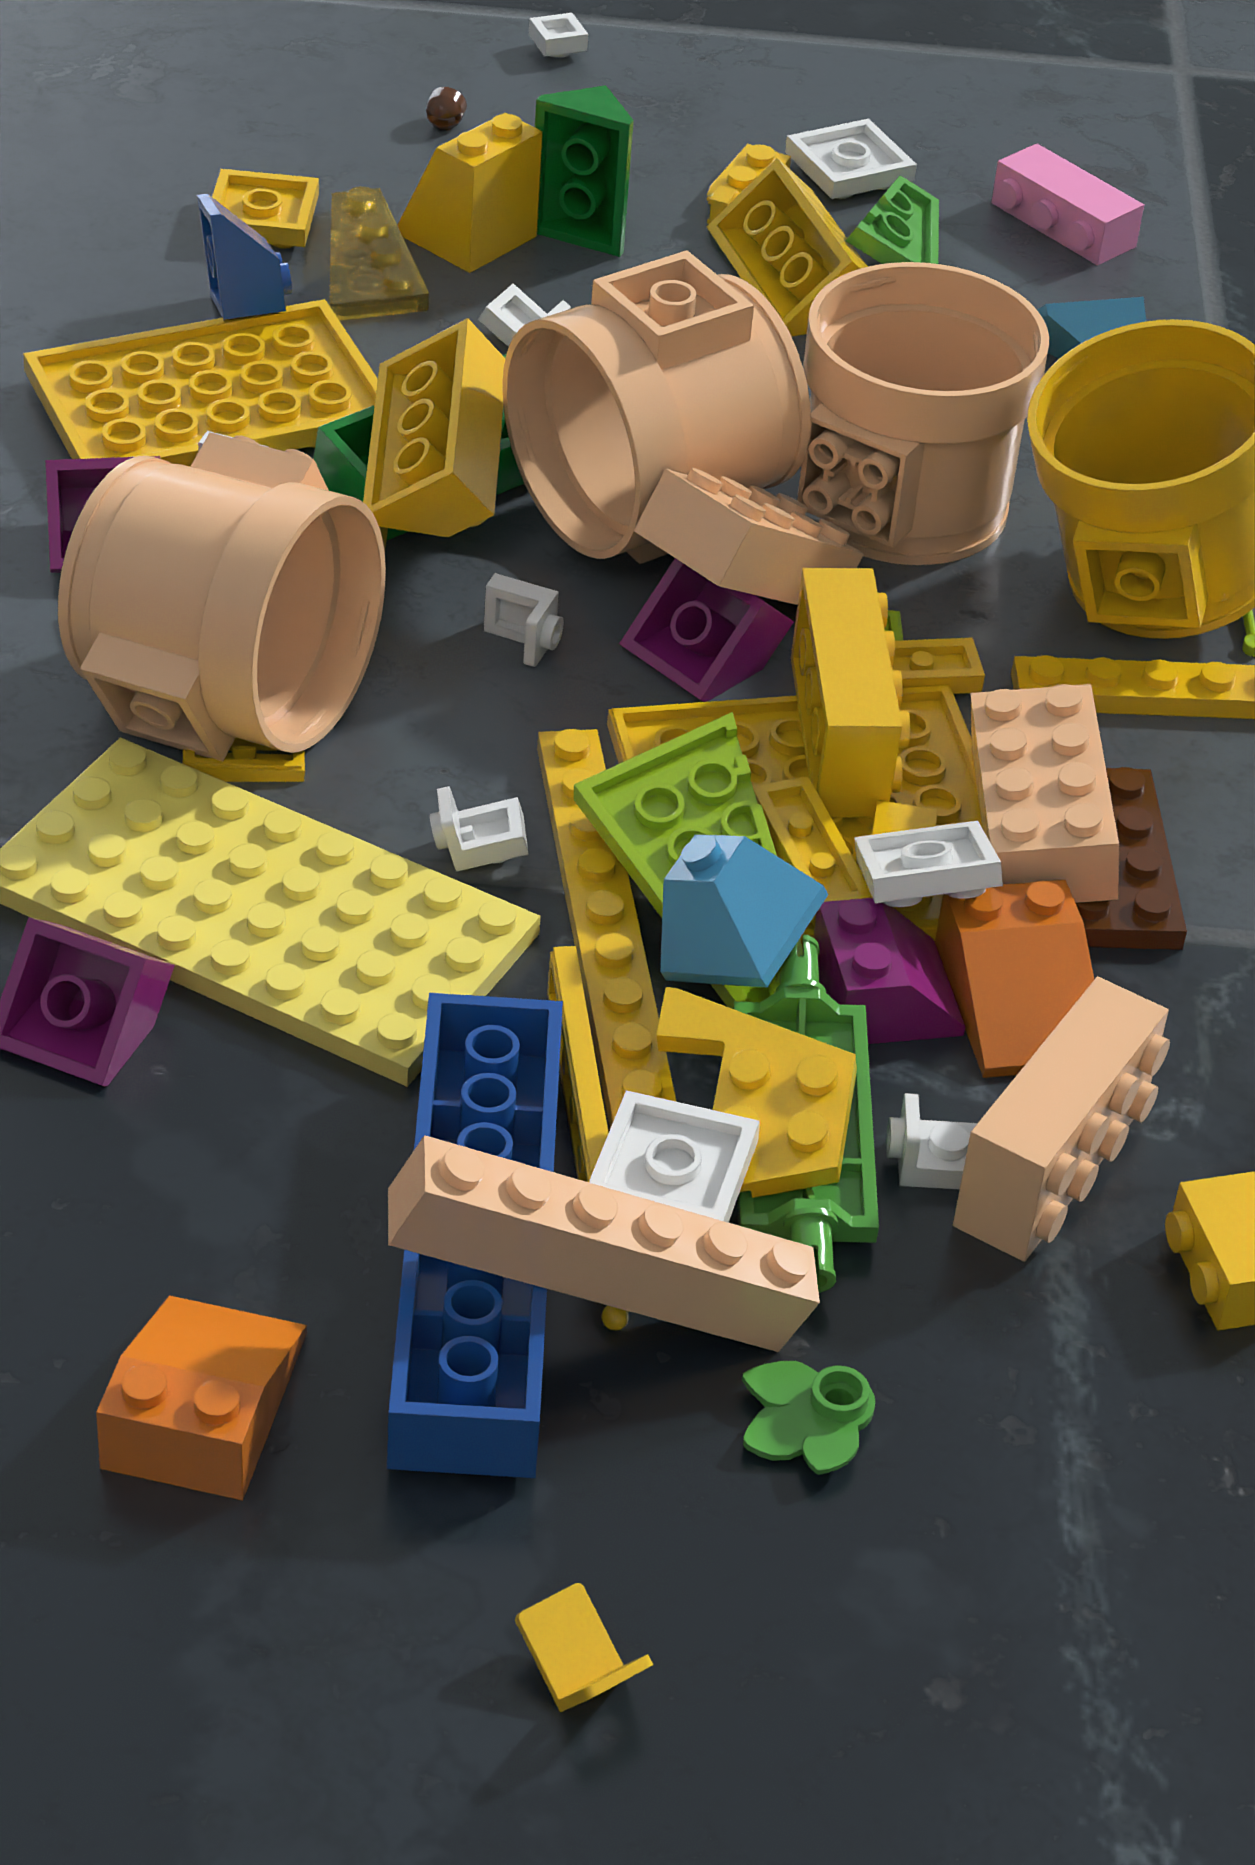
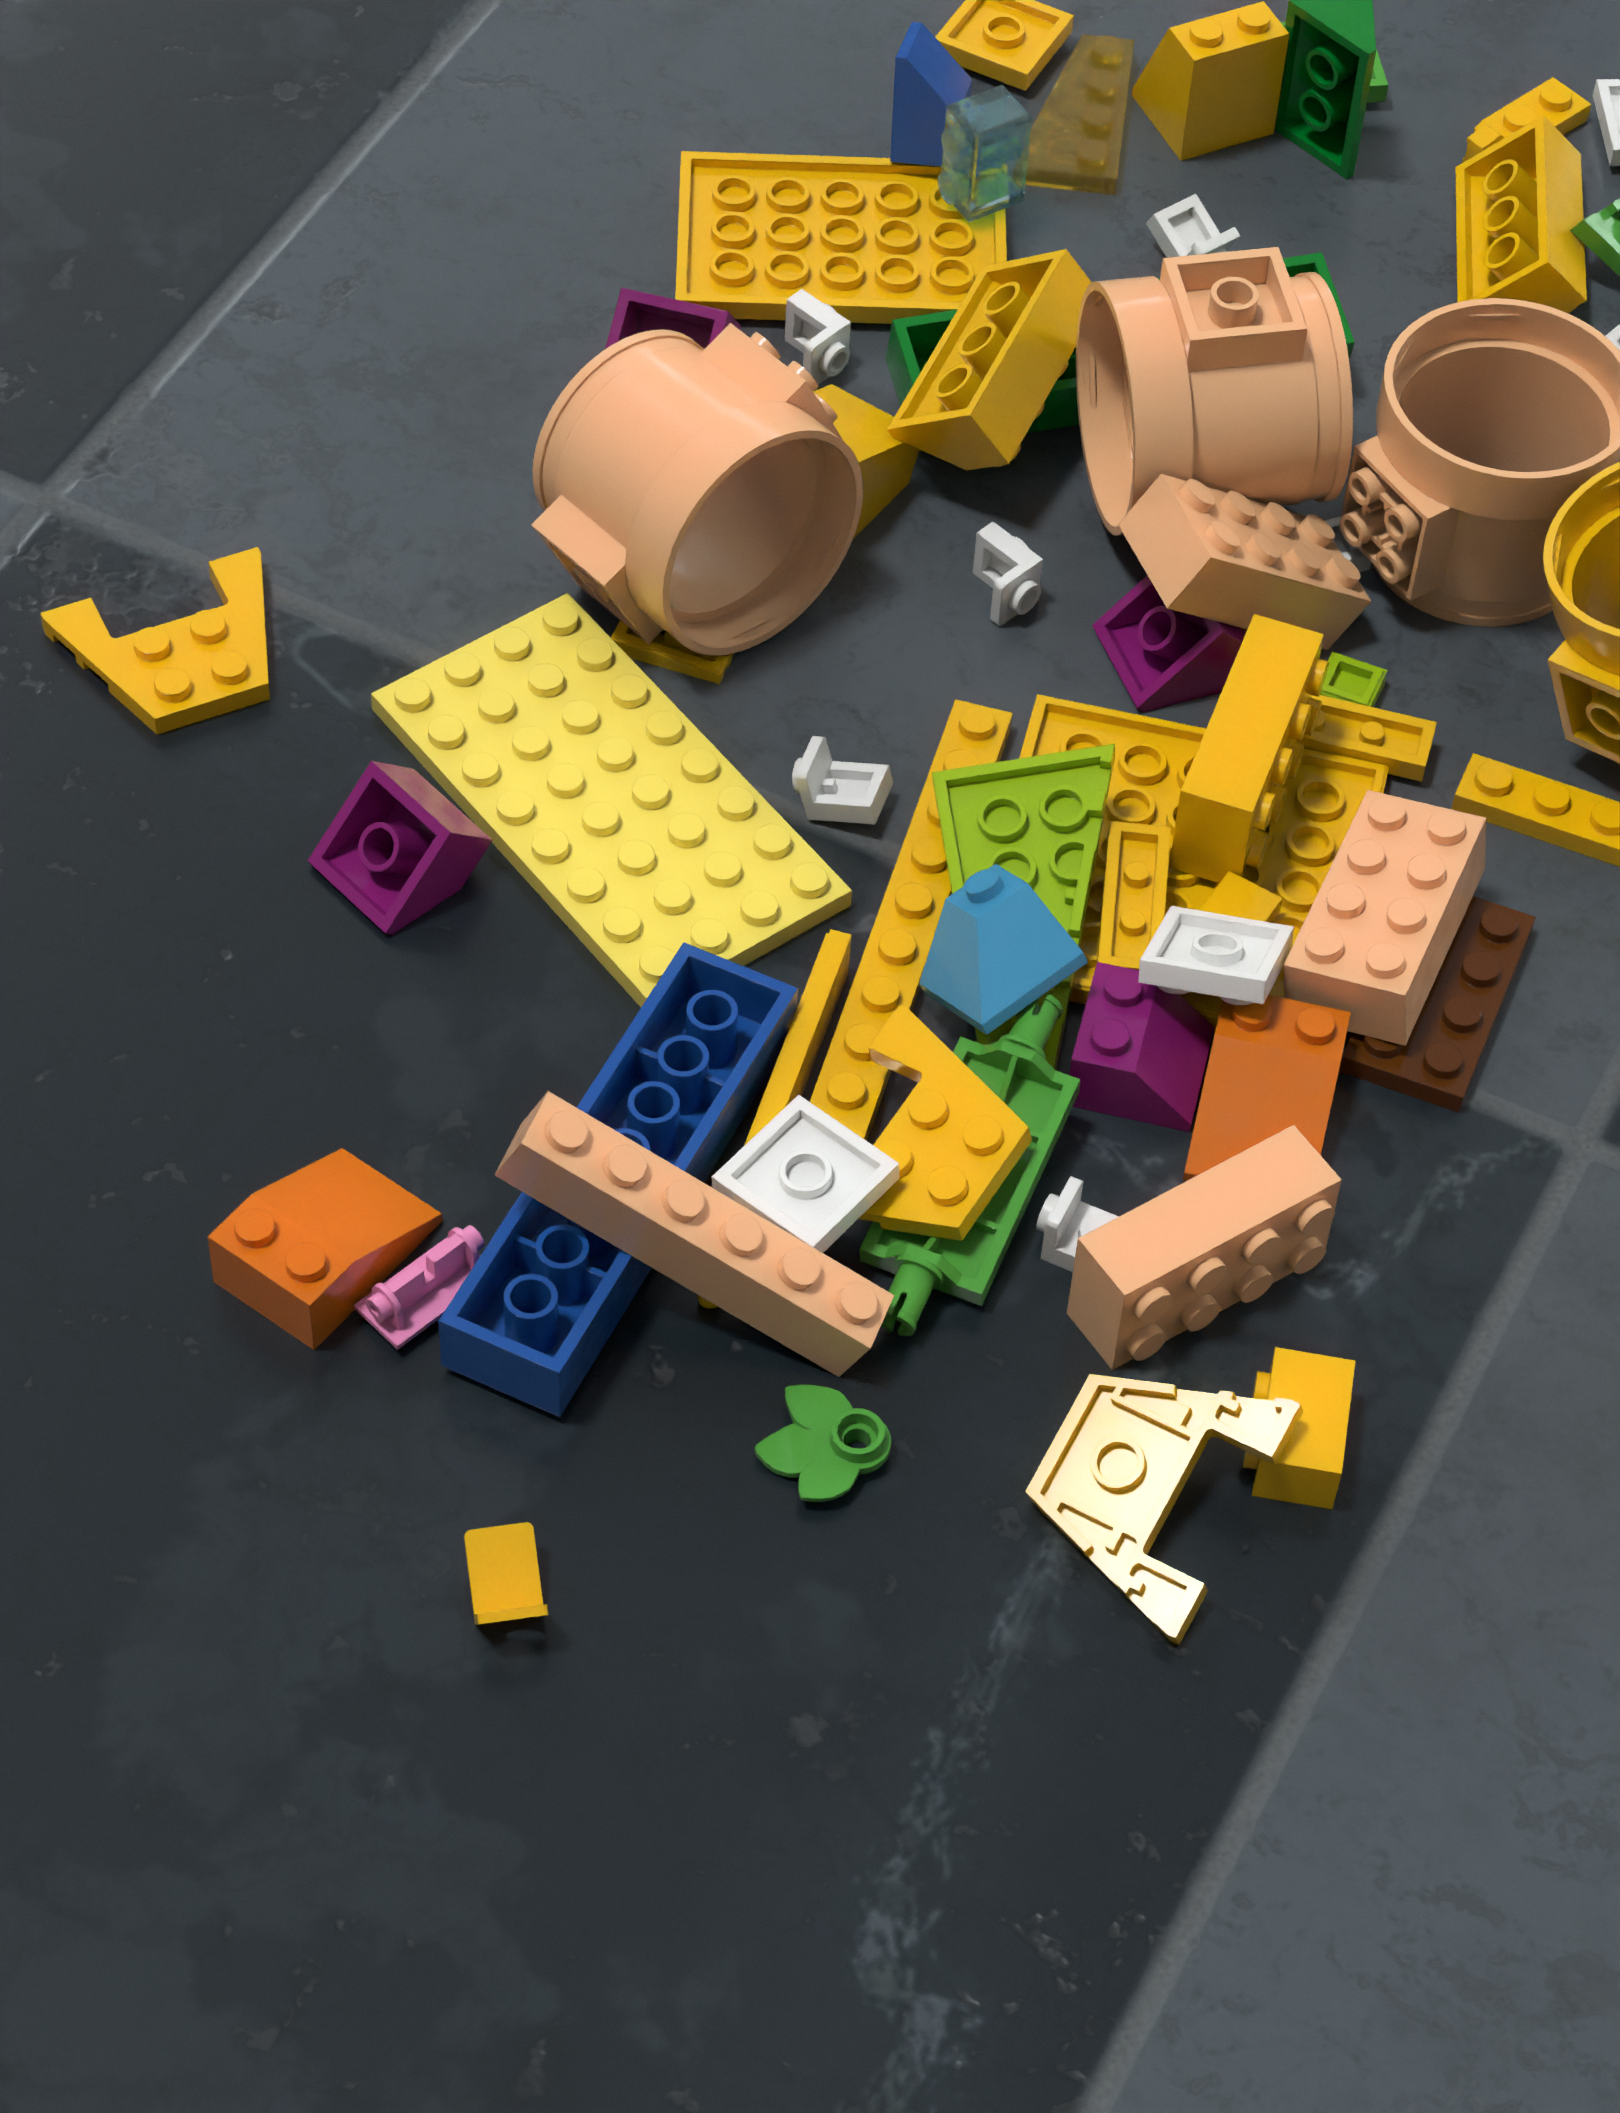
camera: 25 degrees right, 10 degrees up
(321, 283) = (985, 153): none -> clear light blue brick
(334, 1396) = (422, 1289): none -> bright pink hinge
(1106, 1342) = (1123, 1468): none -> wing

